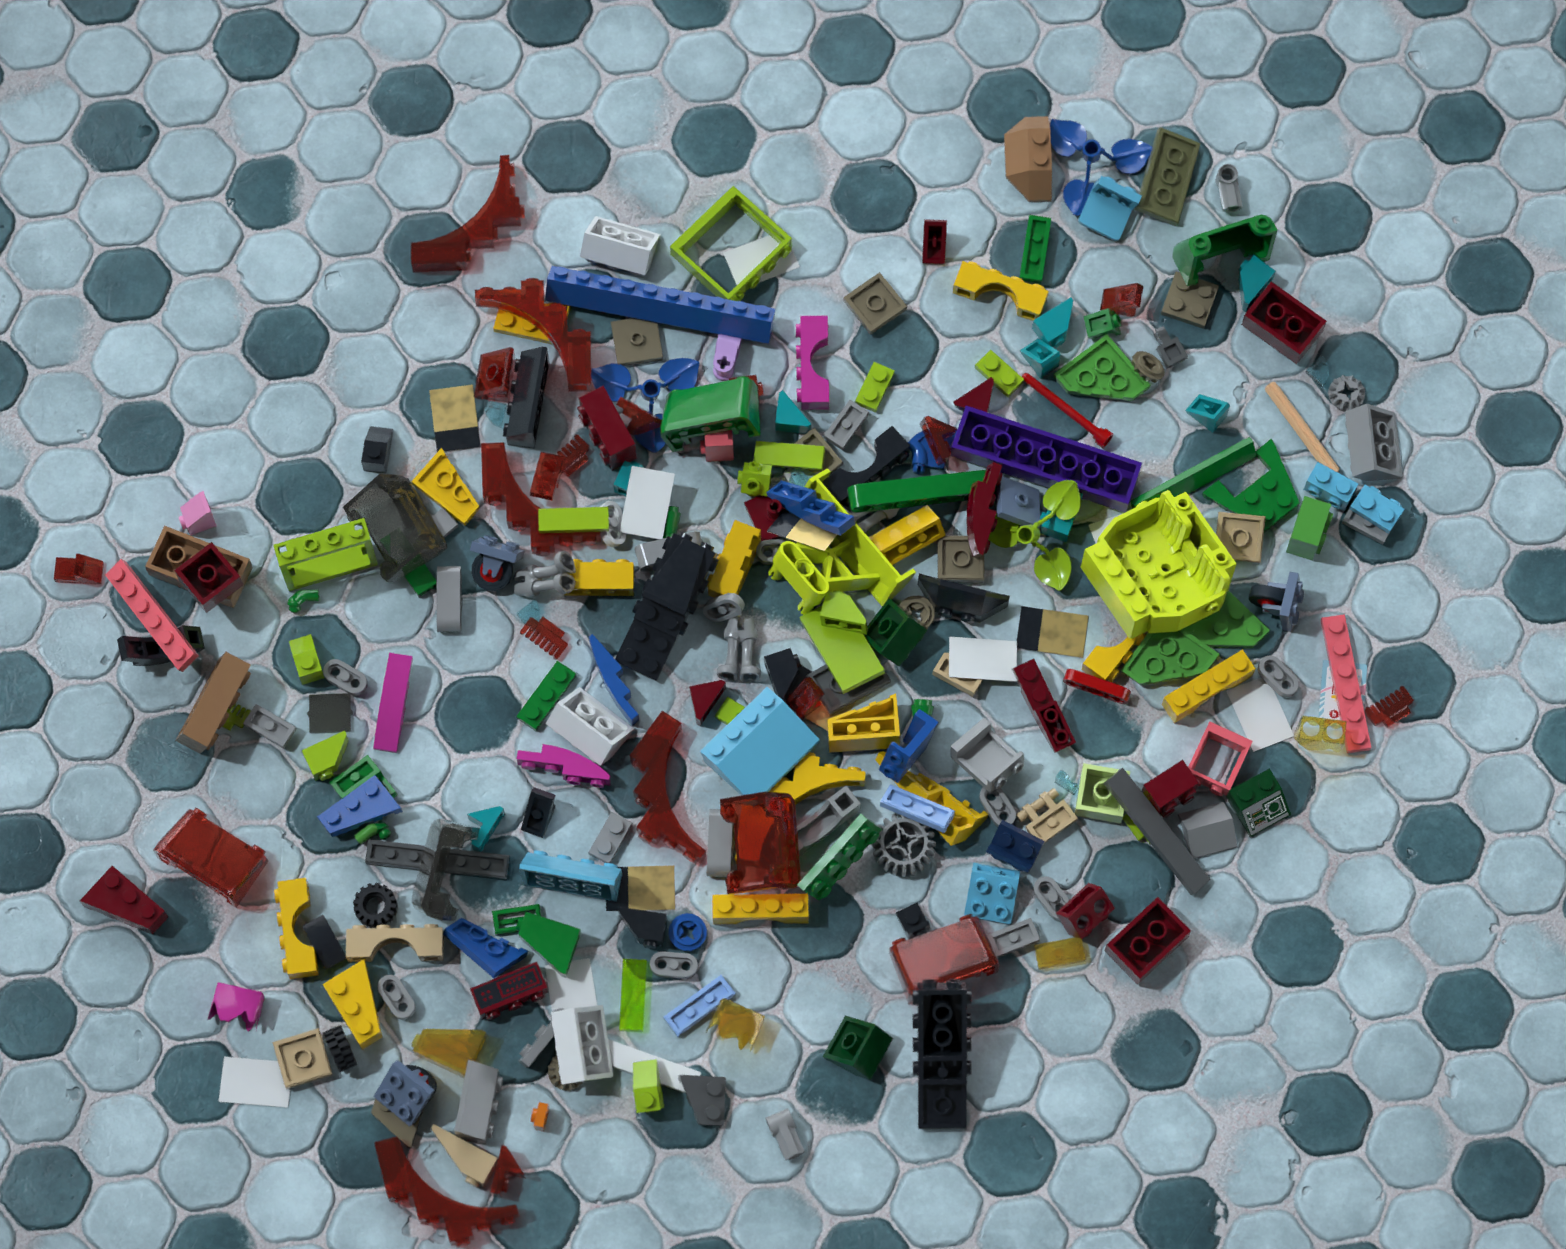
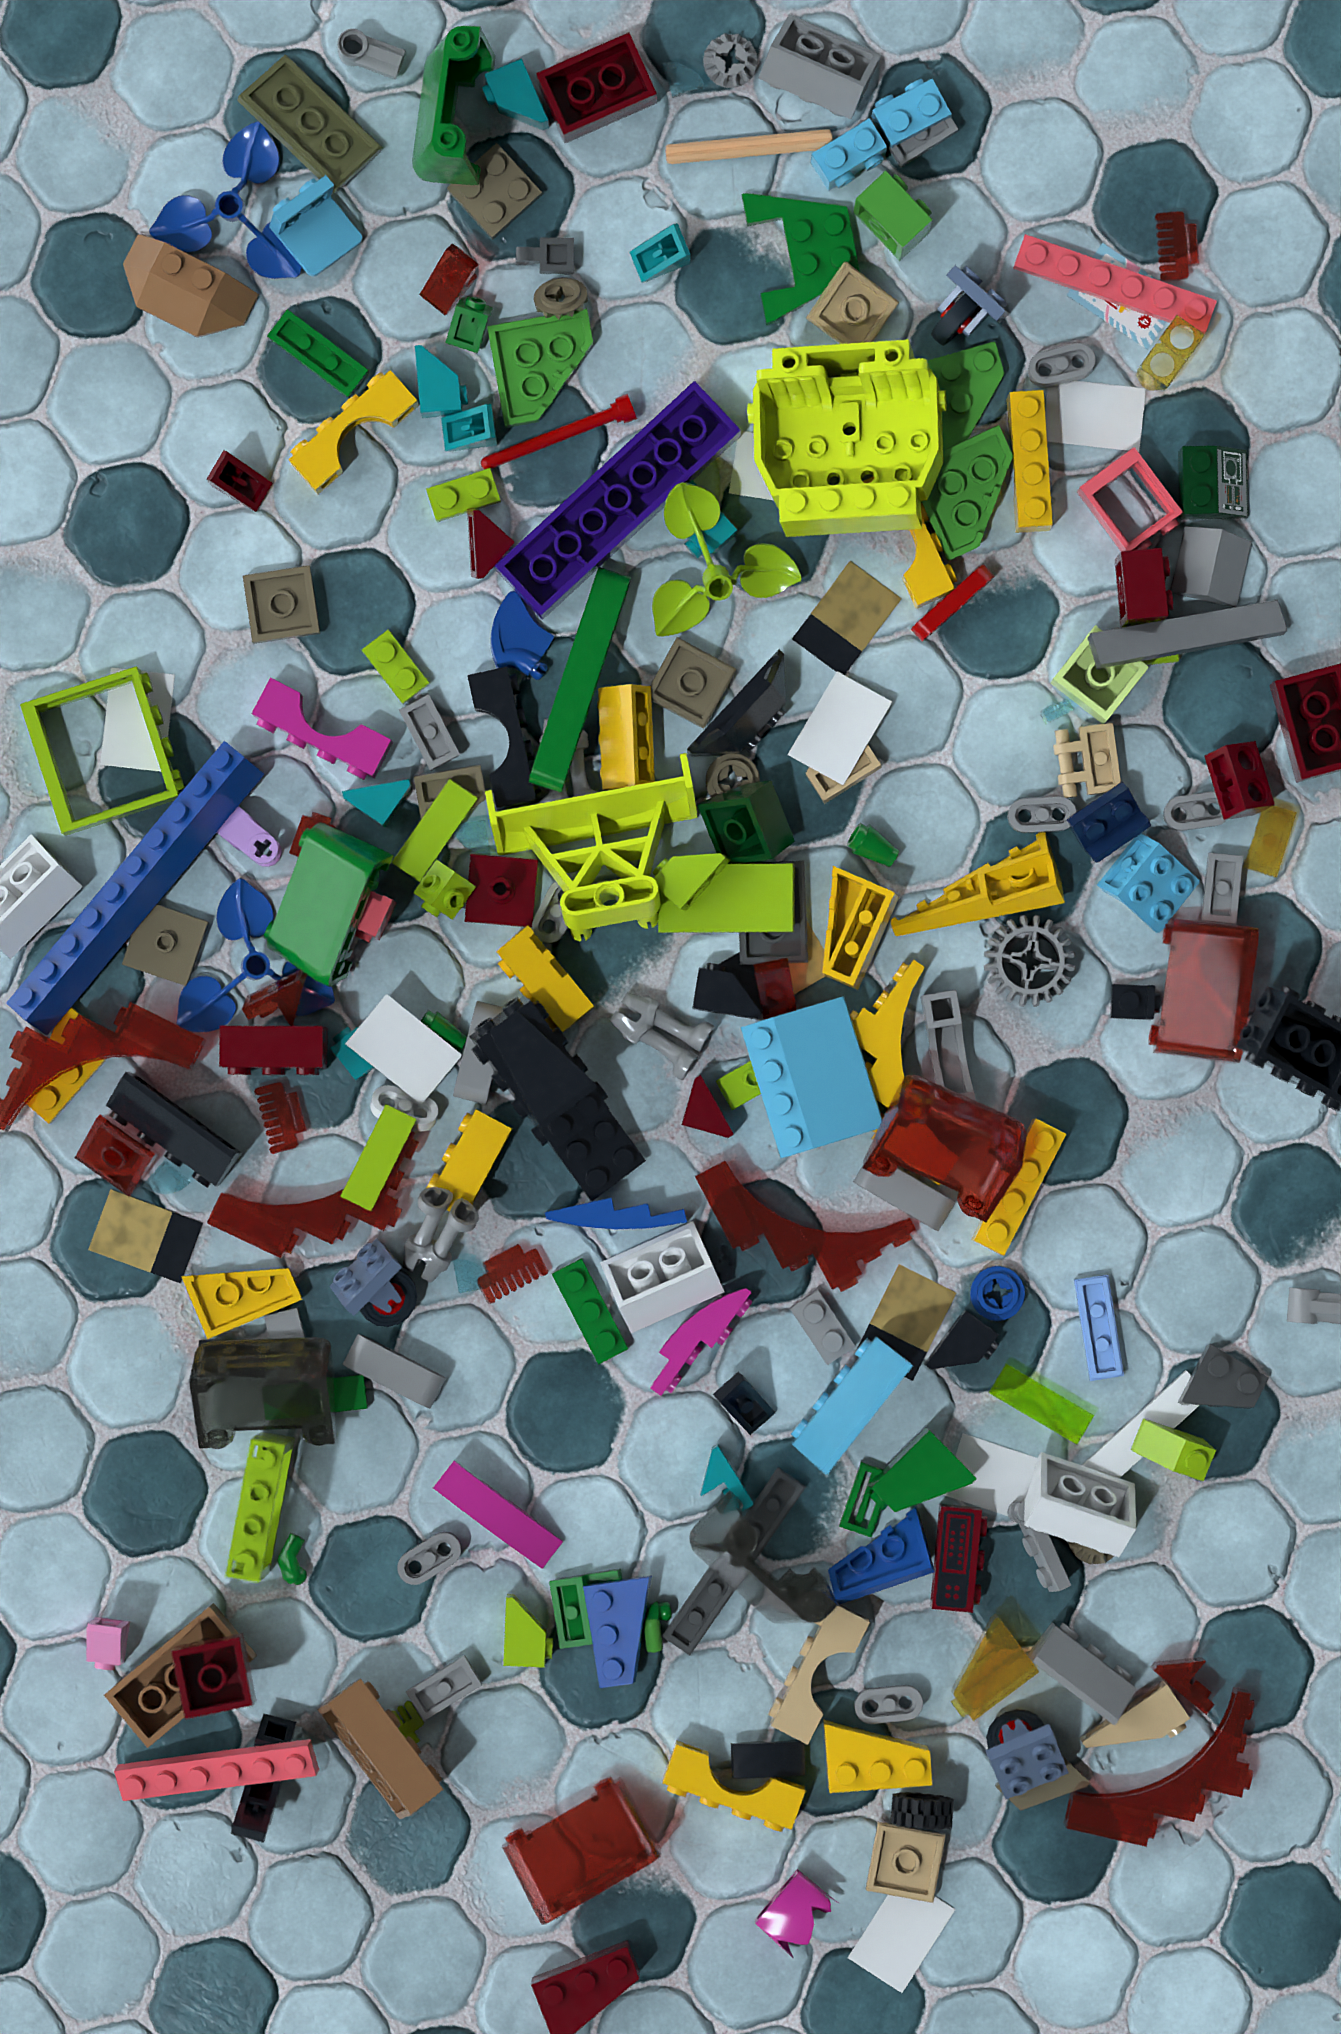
camera: 60 degrees left, 15 degrees up
(78, 570) = (97, 1831): clear red slope -> none
(306, 659) = (376, 1596): lime slope -> none
(329, 713) = (465, 1600): clear smoke piece -> none
(365, 895) = (764, 1690): black tyre -> none
(377, 449) = (135, 1359): black slope -> none
(539, 1116) = (1137, 1602): orange plate -> none
(546, 476) = (297, 1160): clear red slope -> none
(674, 963) = (1033, 1334): light grey plate -> none
(723, 607) = (597, 1024): light grey plate -> none
(736, 1022) = (1150, 1294): clear yellow piece -> none
(797, 529) = (551, 861): pearl gold sticker -> none
(806, 505) = (523, 845): blue slope -> none
(840, 857) = (1017, 1063): green plate -> none
(858, 1047) = (1258, 1158): dark green slope -> none
(900, 760) = (902, 863): blue panel -> none
(917, 808) = (997, 920): light blue tile -> none
(935, 433) = (506, 625): clear red slope -> none
(980, 518) = (658, 632): dark red slope -> none
(986, 756) = (974, 793): light grey panel -> none
(1017, 502) = (659, 569): sand blue plate -> none
(1042, 706) = (944, 685): dark red slope -> none
(1203, 472) = (742, 318): green tile -> none

